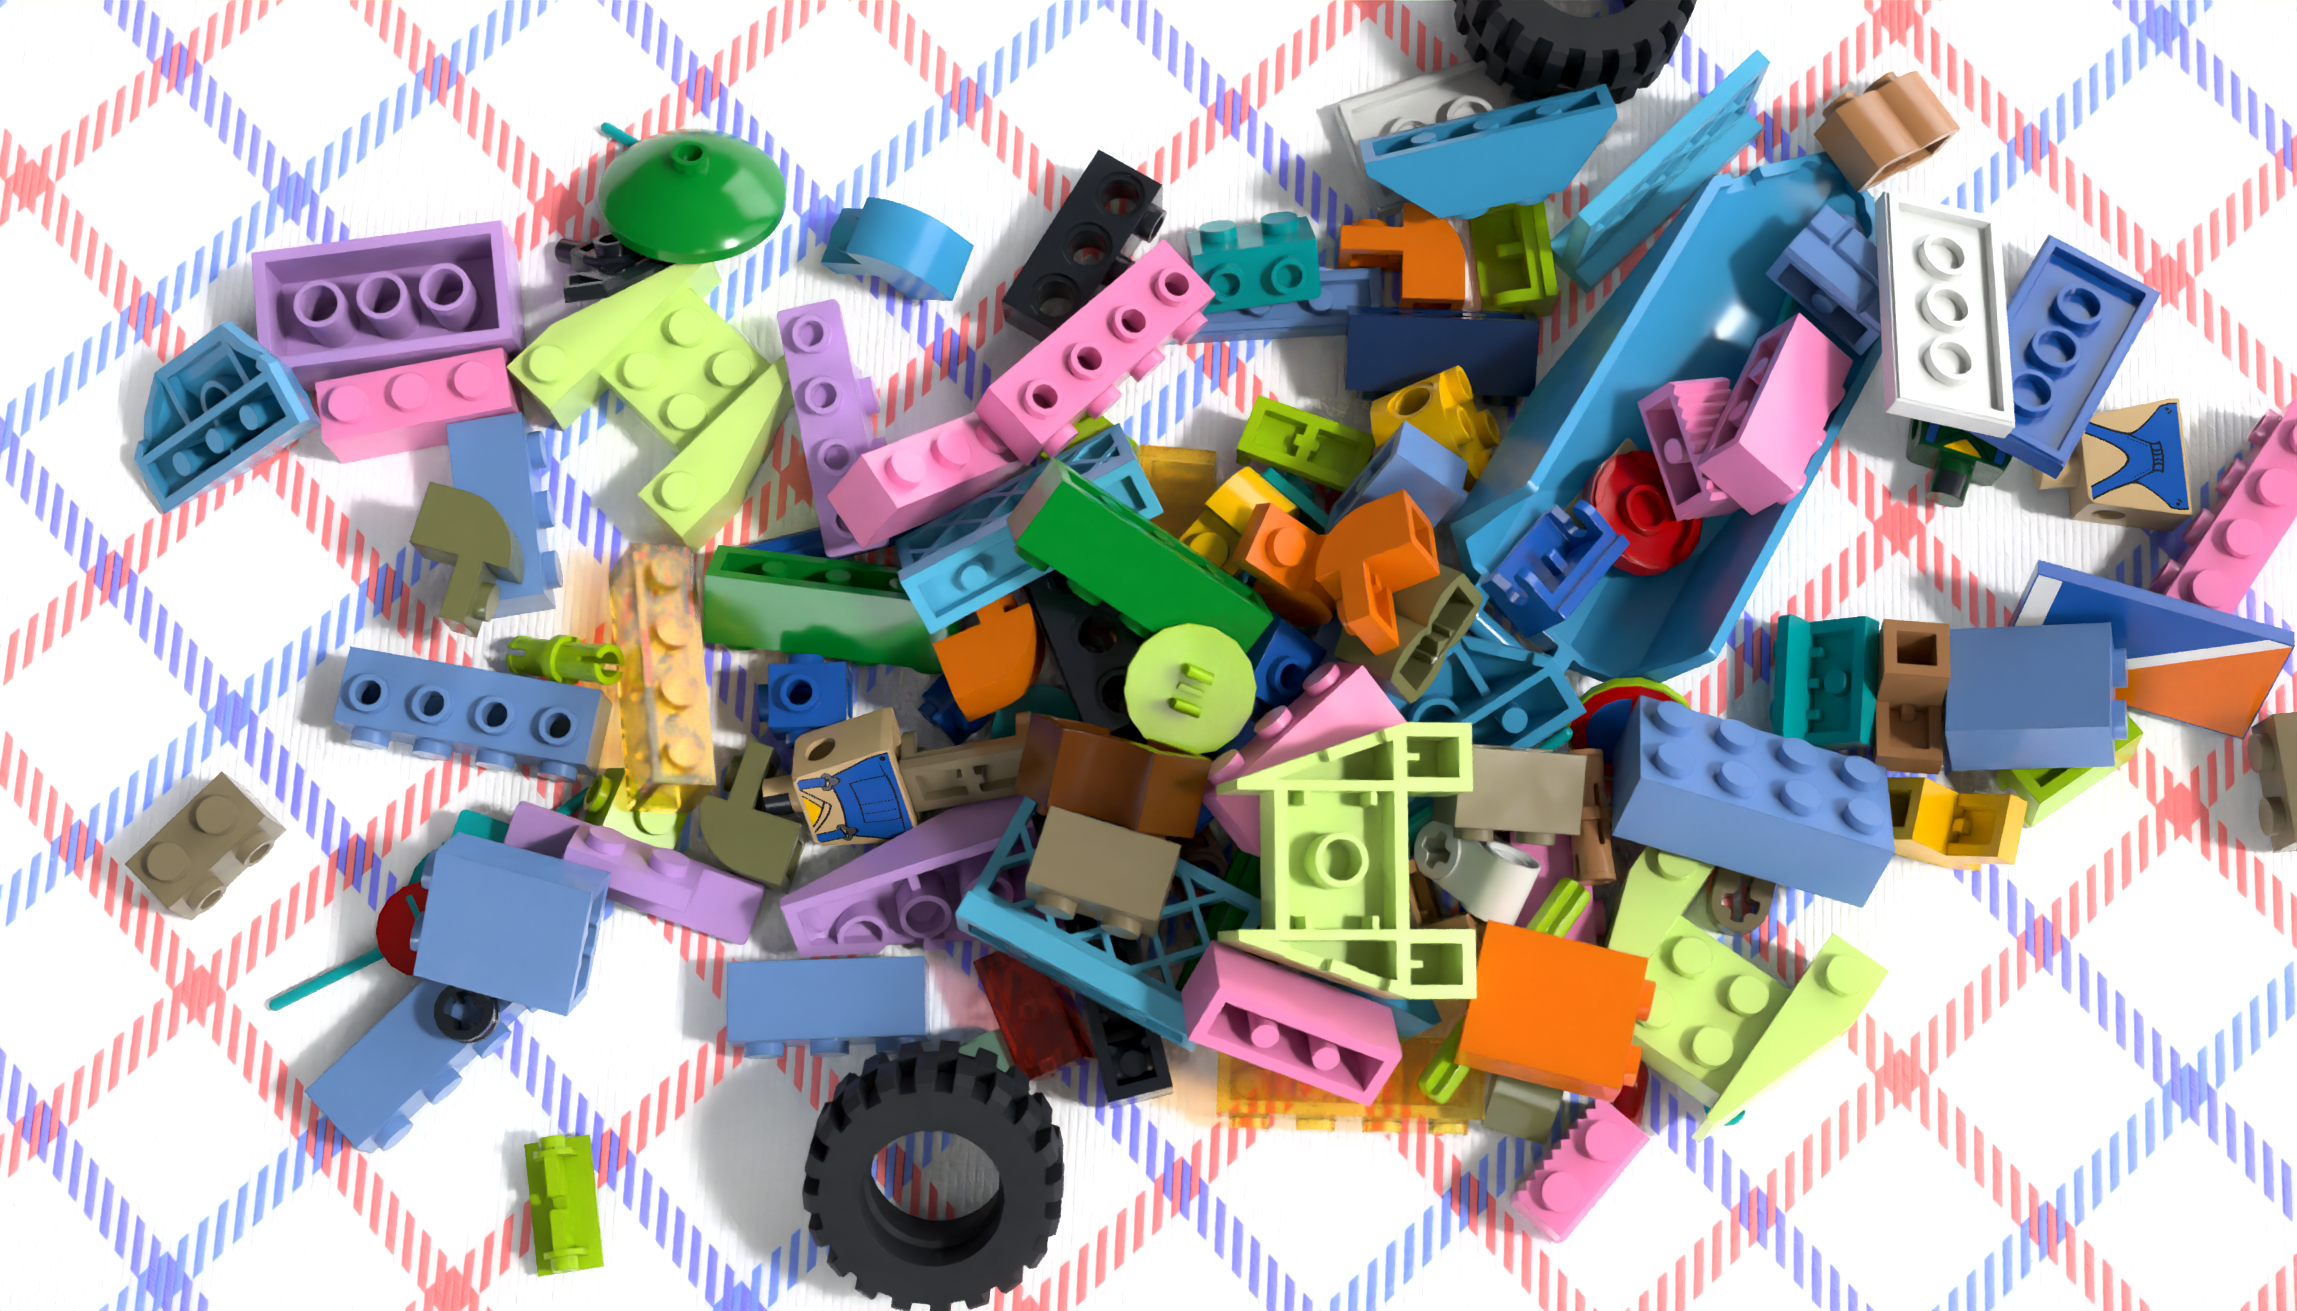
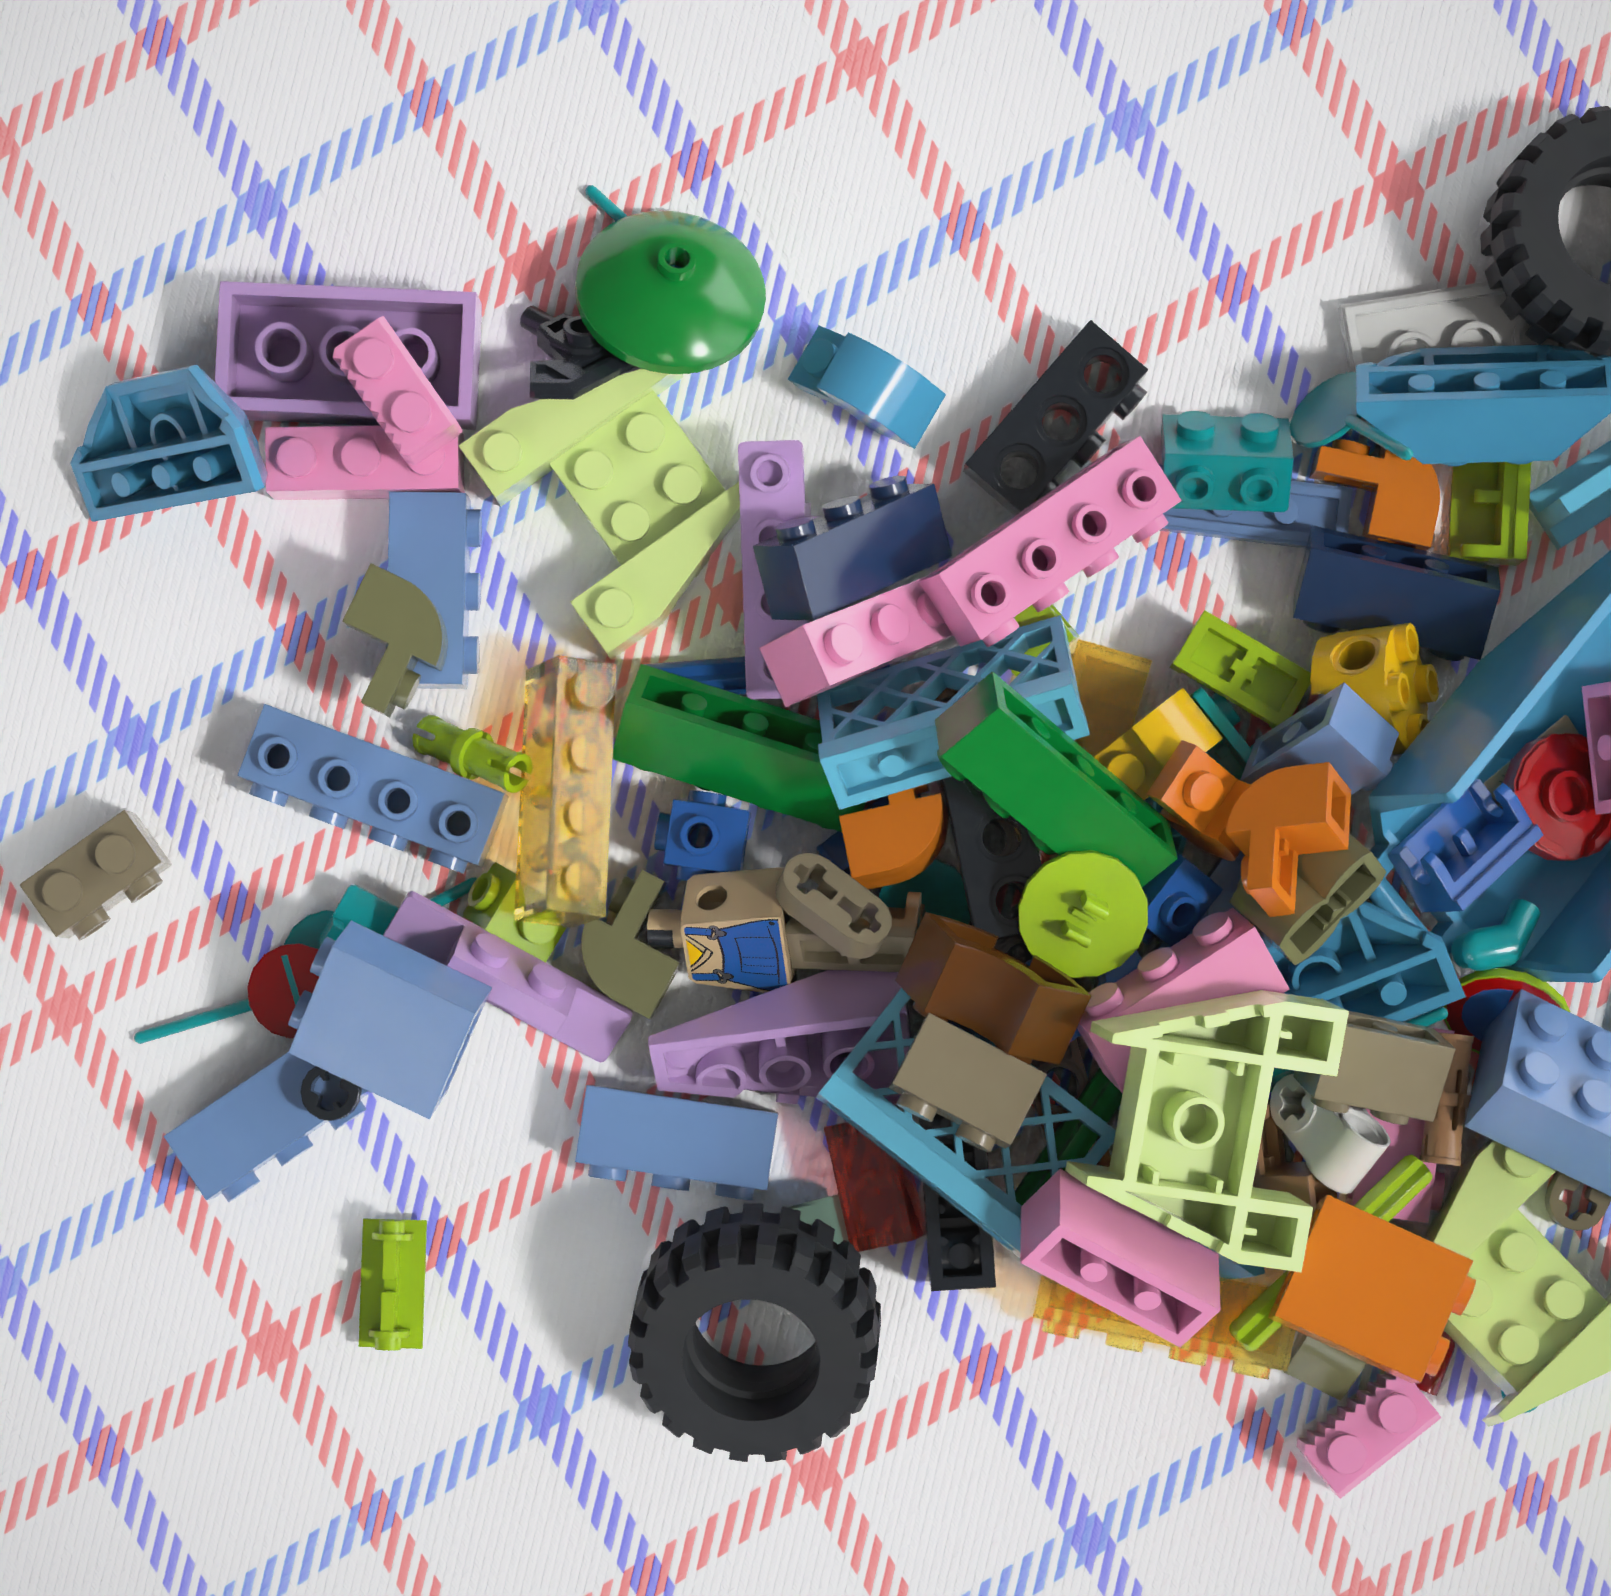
camera: 15 degrees right, 10 degrees up
(433, 316) = (396, 391): none -> bright pink brick
(901, 391) = (851, 549): none -> dark blue brick
(940, 729) = (833, 905): none -> dark tan beam
(1349, 192) = (1331, 412): none -> teal piece
(1606, 657) = (1497, 944): none -> teal arm

